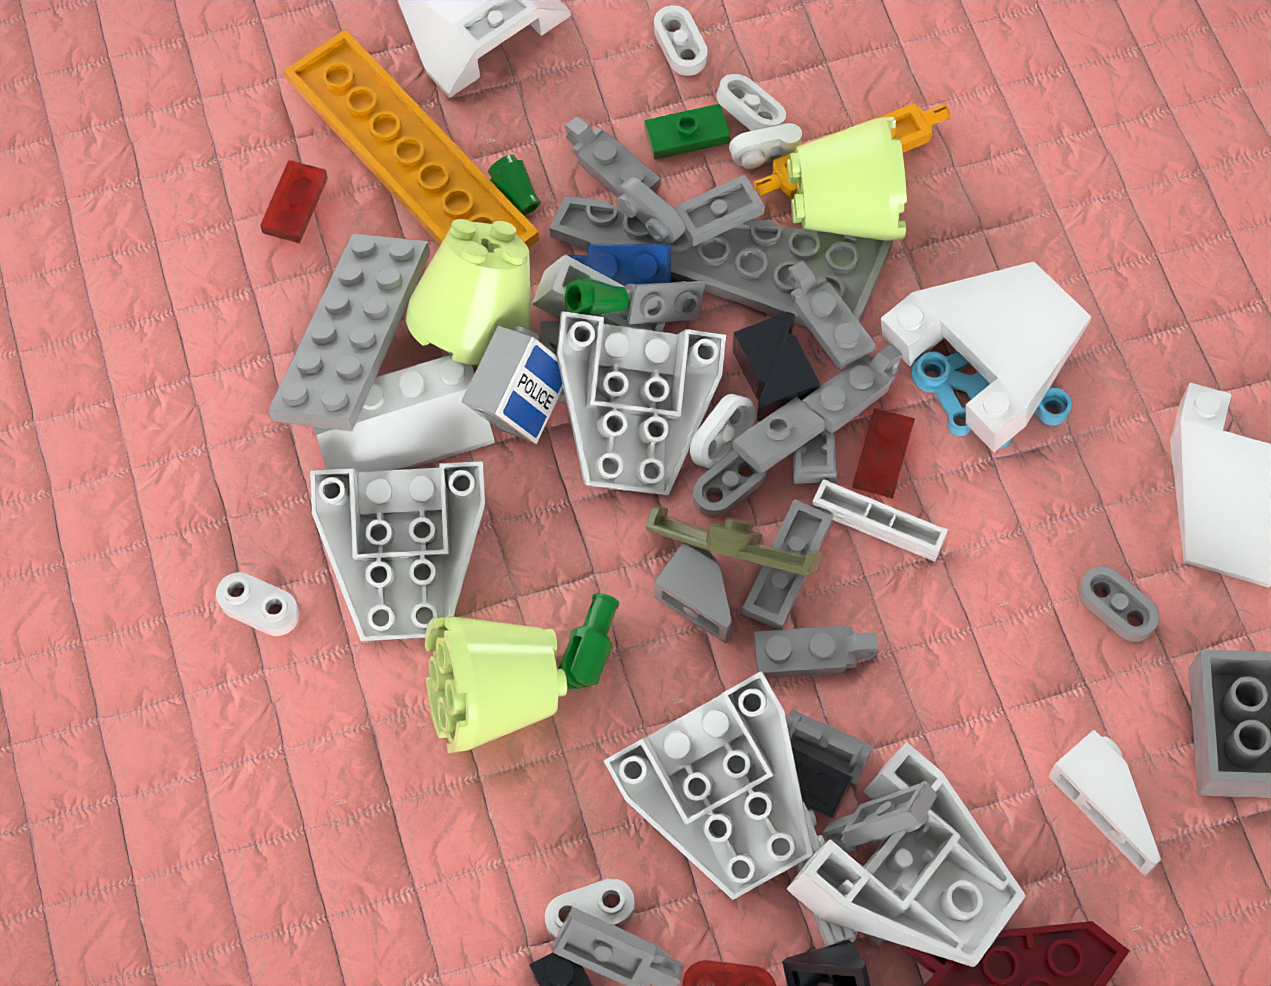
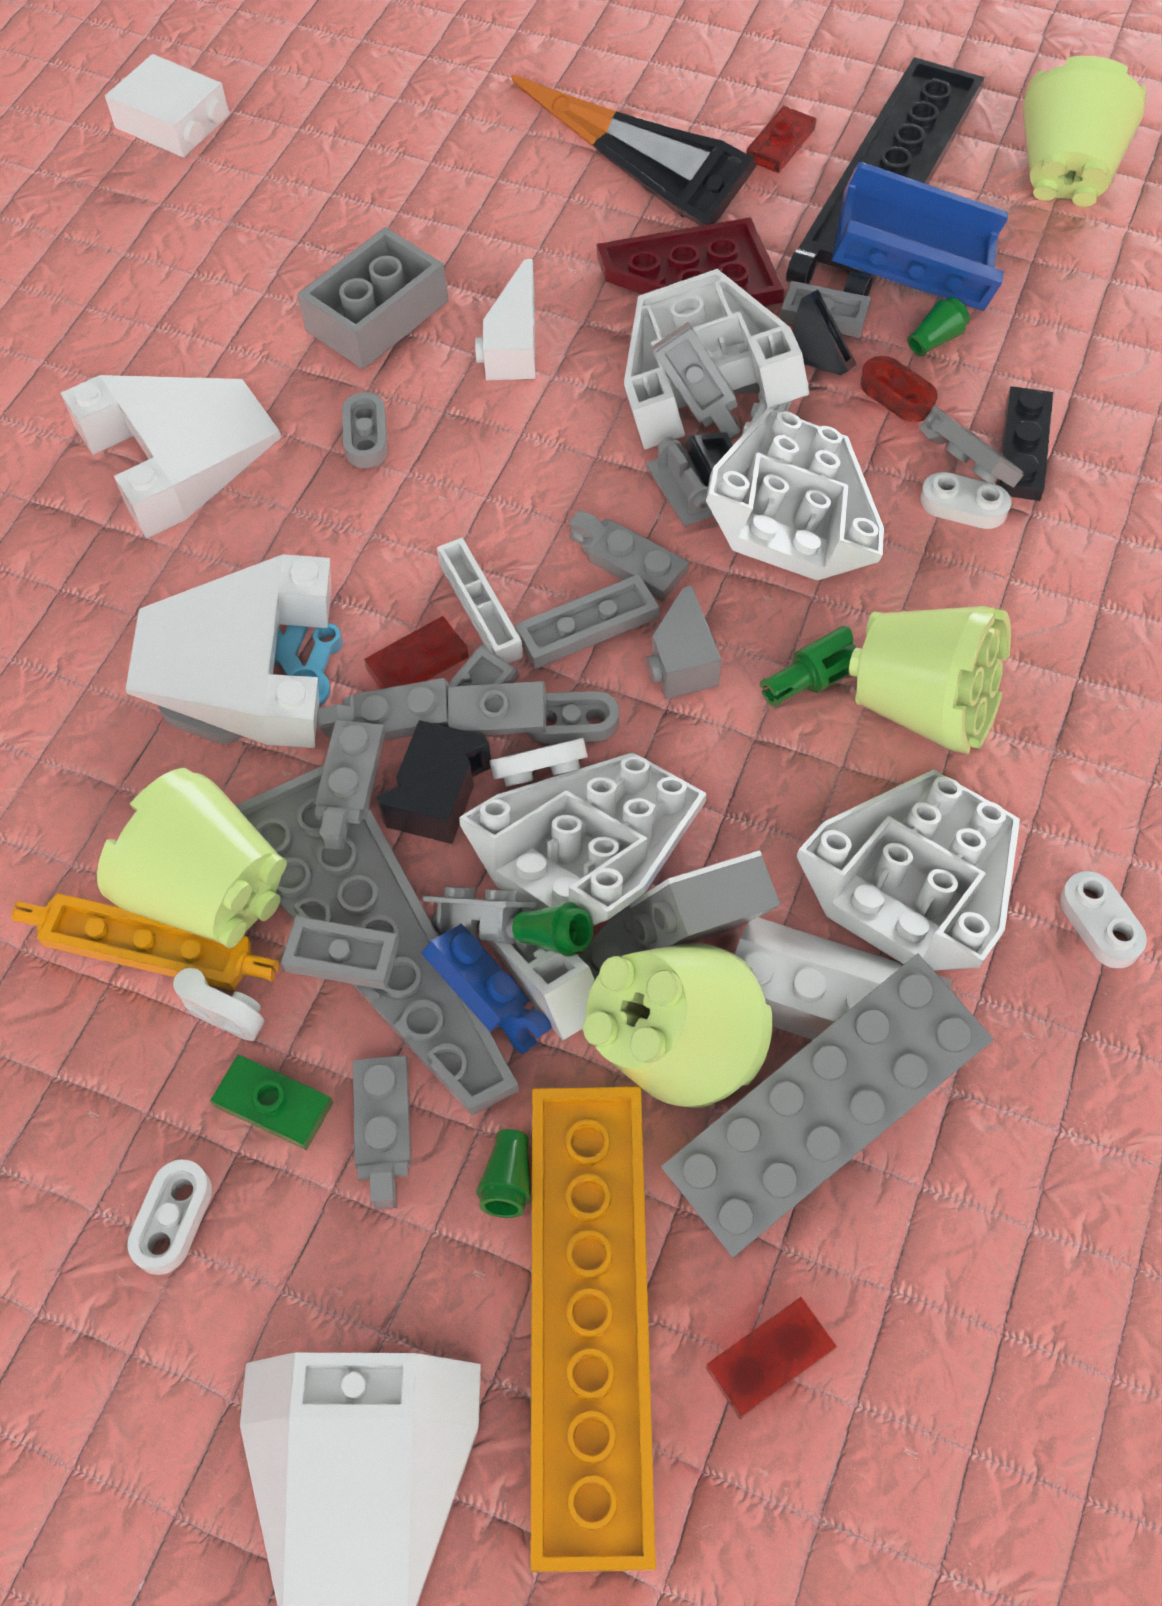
camera: 140 degrees left, 5 degrees down
(655, 213) = (410, 1022): light grey plate -> none
(733, 540) = (626, 648): olive plate -> none
(749, 103) = (182, 1072): white plate -> none

